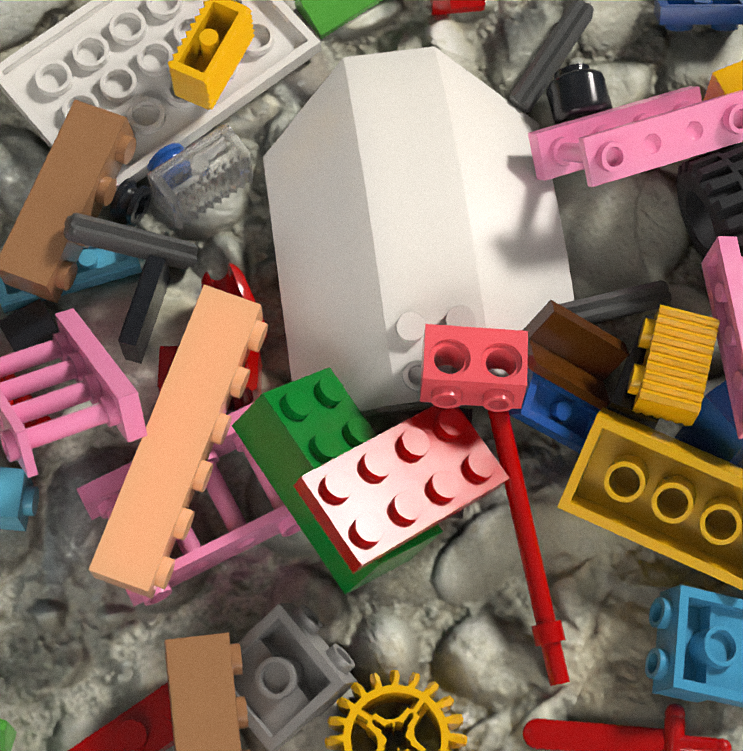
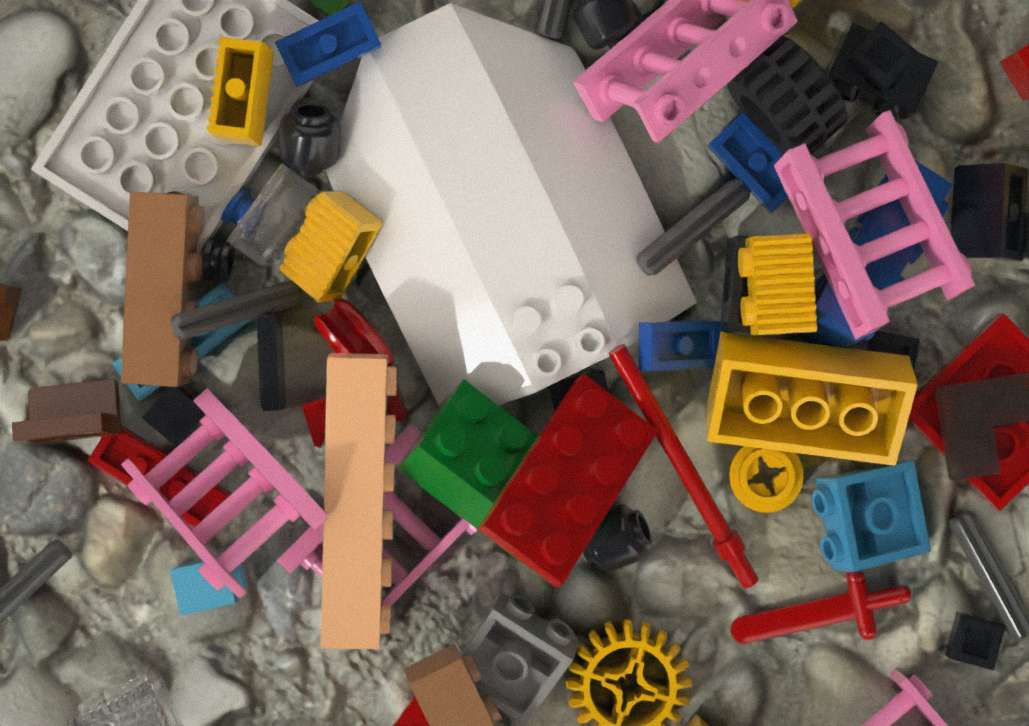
camera: 20 degrees left, 20 degrees up
(243, 213) = (330, 245): none -> yellow brick
(260, 119) = (309, 139): none -> black head
(307, 41) = (328, 44): none -> blue plate
(431, 585) = (619, 539): none -> black head
(473, 354) = (594, 339): coral brick -> none
(573, 353) = (677, 293): reddish brown panel -> none
(624, 560) = (756, 496): none -> yellow gear
(677, 261) = (751, 159): none -> blue plate

